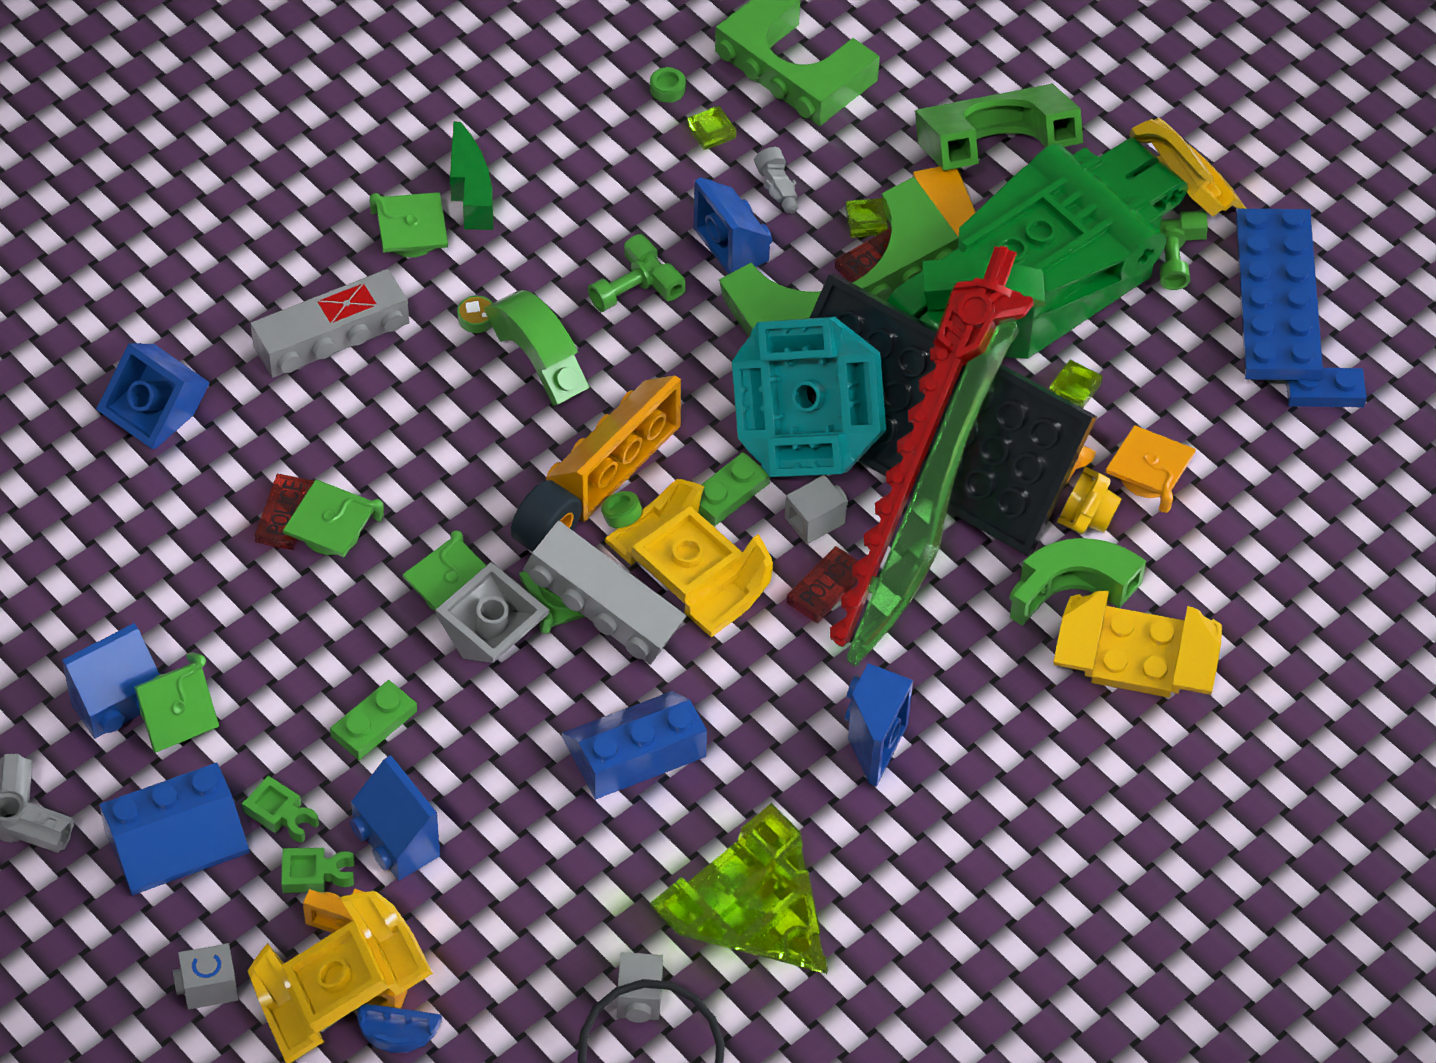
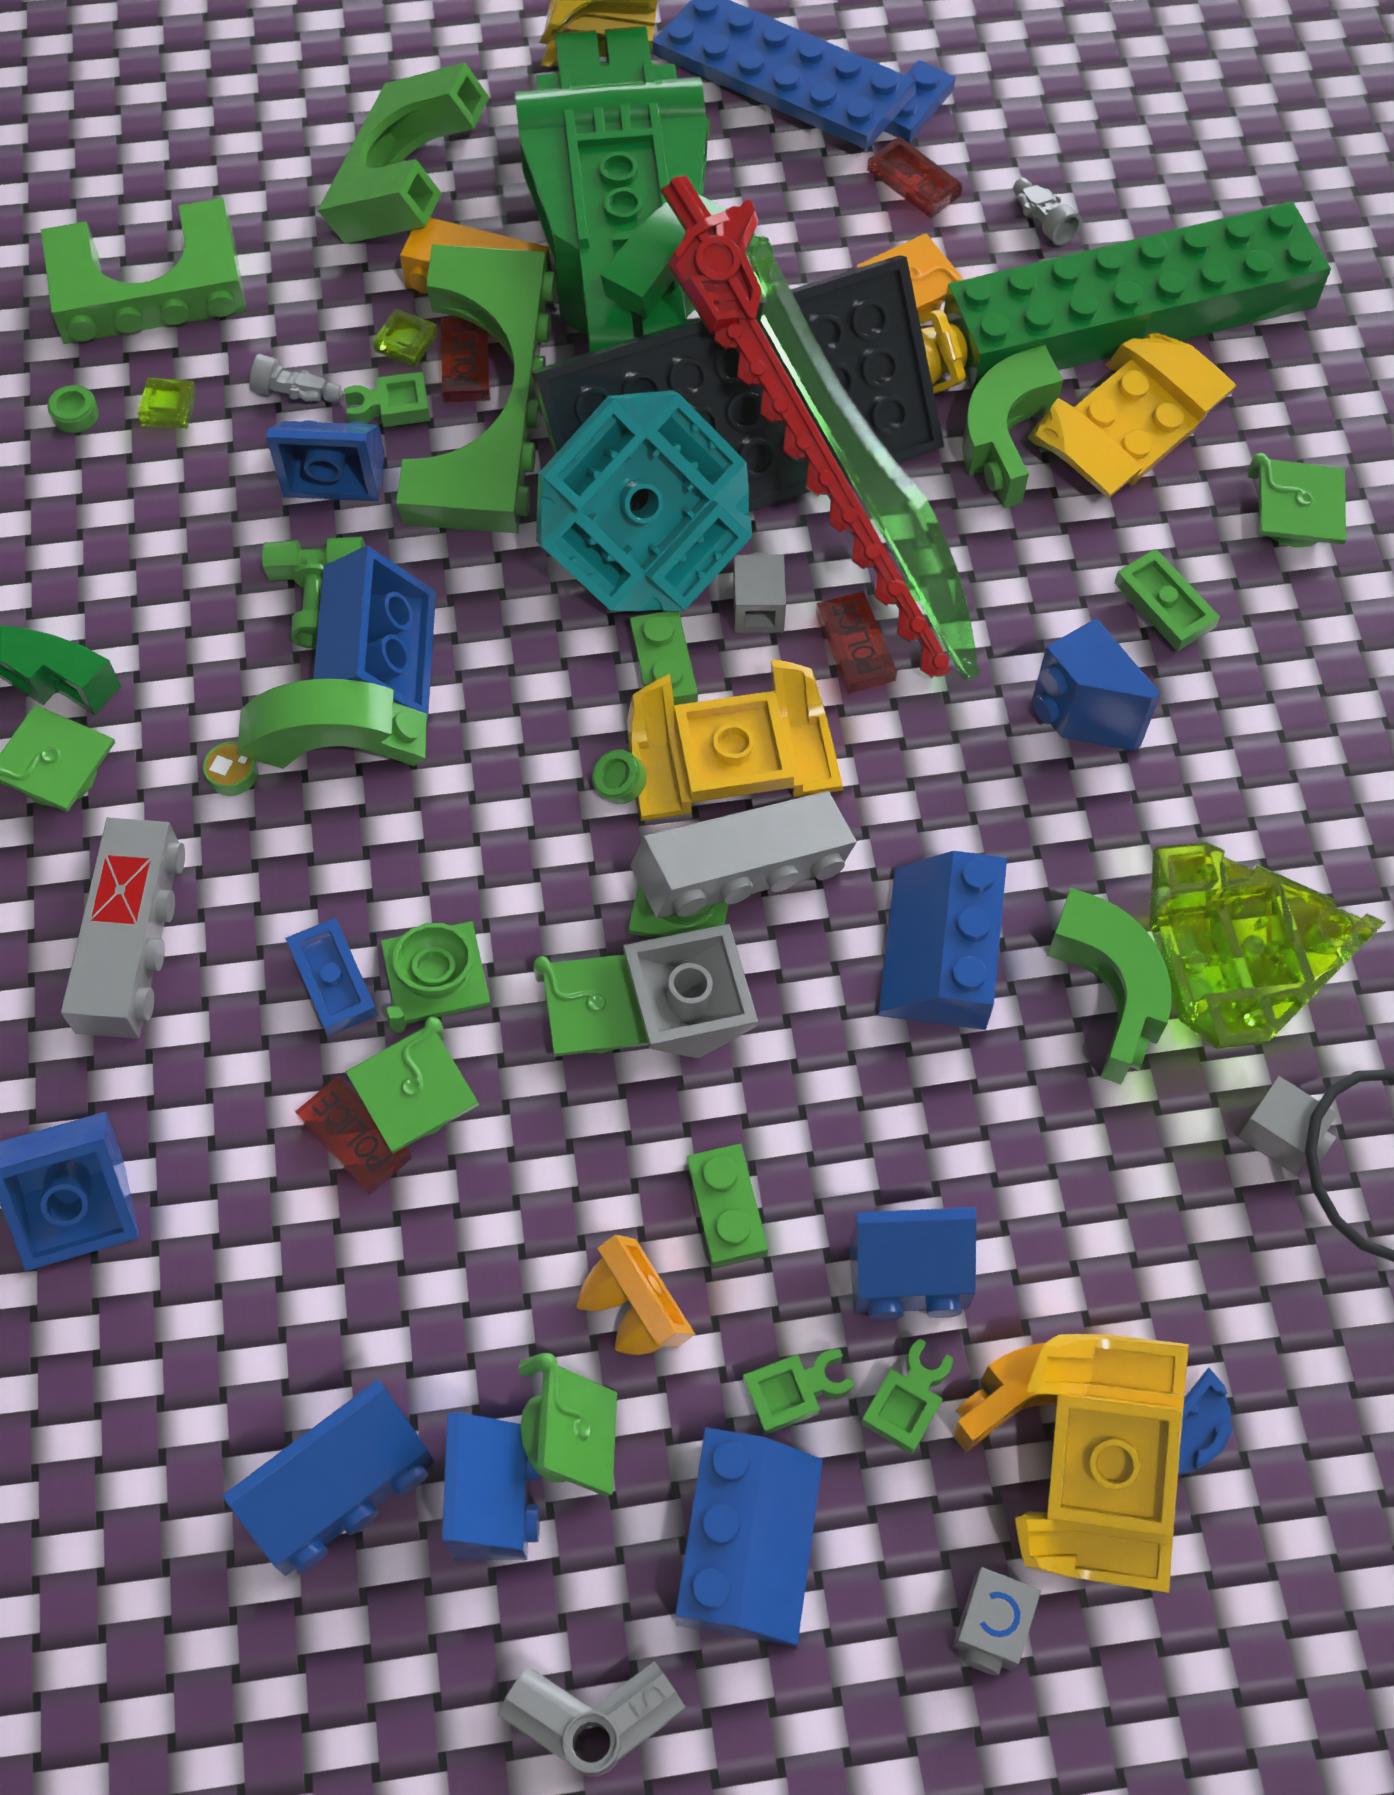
camera: 55 degrees left, 10 degrees up
(66, 602) = (330, 1480): none -> blue slope
(287, 700) = (629, 1276): none -> light orange tile
(374, 441) = (331, 977): none -> blue plate
(417, 492) = (433, 973): none -> bright green hat
(541, 511) = (592, 855): black wheel -> none
(620, 443) = (537, 730): light orange slope -> none
(622, 327) = (376, 627): none -> blue slope
(684, 853) = (1130, 965): none -> bright green arch
(807, 240) = (396, 400): none -> bright green plate
(1000, 740) = (1166, 599): none -> bright green plate
(1147, 780) = (1300, 501): none -> bright green hat
(1254, 423) = (915, 177): none -> clear red tile
(1256, 600) = (1160, 283): none -> green brick
(1284, 523) = (1059, 220): none -> light grey piece

